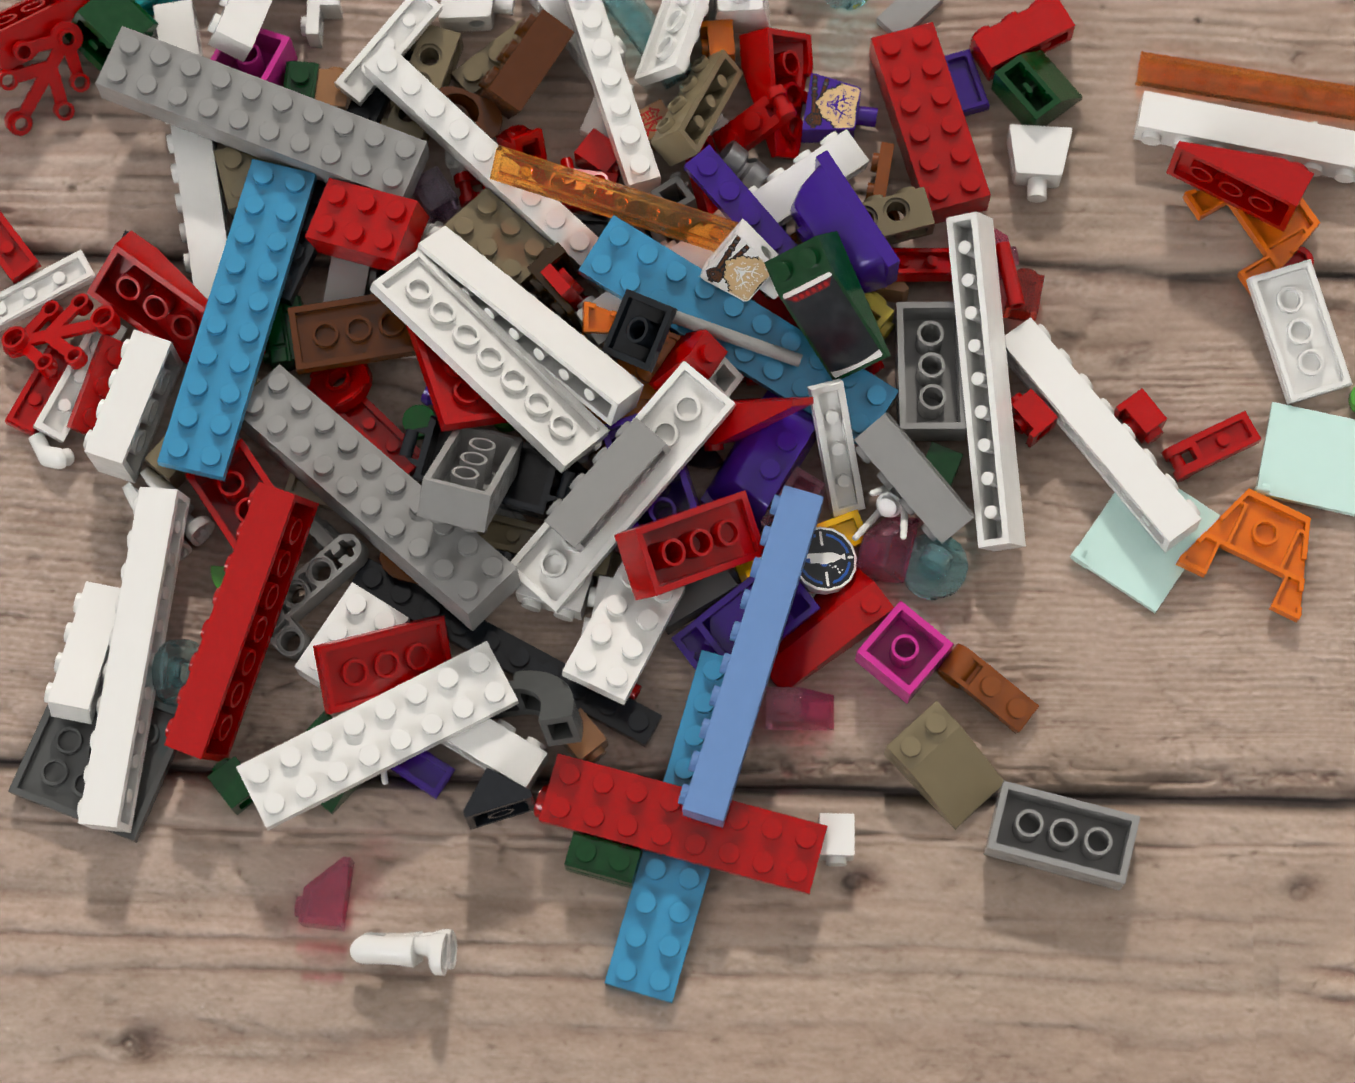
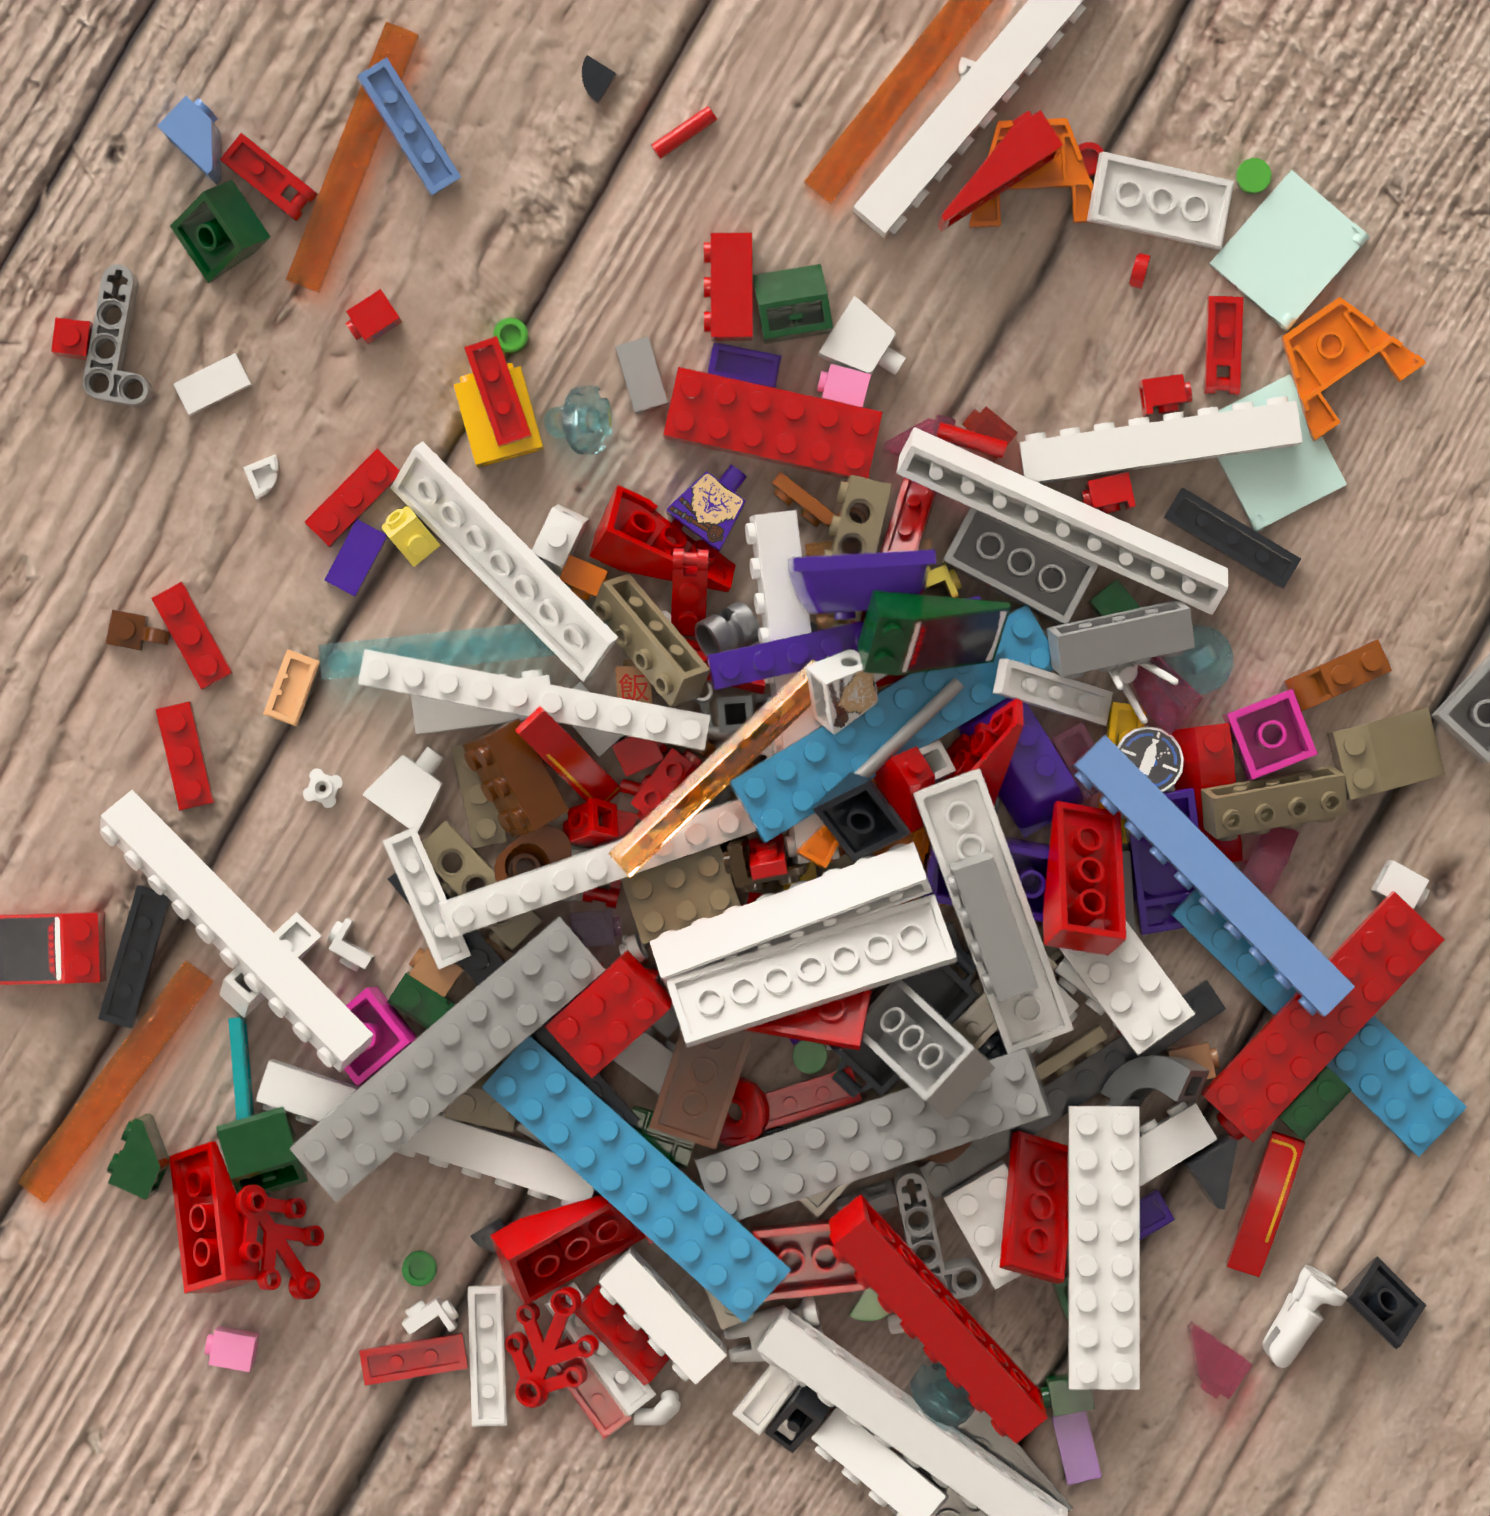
camera: 60 degrees left, 15 degrees up
(42, 225) = (421, 1314): none -> white bracket
(78, 206) = (419, 1268): none -> green tile
(98, 565) = (797, 1418): none -> black slope
(100, 535) = (765, 1398): none -> white tile
(191, 818) = (1076, 1447): none -> medium lavender tile
(456, 1020) = (1384, 1302): none -> black slope
(491, 867) = (1265, 1203): none -> red slope
(528, 627) = (1061, 1059): none -> dark tan plate
(564, 92) = (567, 757): none -> red slope
(847, 684) = (1274, 802): none -> dark tan brick
(996, 163) = (844, 385): none -> bright pink brick
(1053, 538) = (1232, 538): none -> black plate
(1231, 346) = (1139, 270): none -> red tile

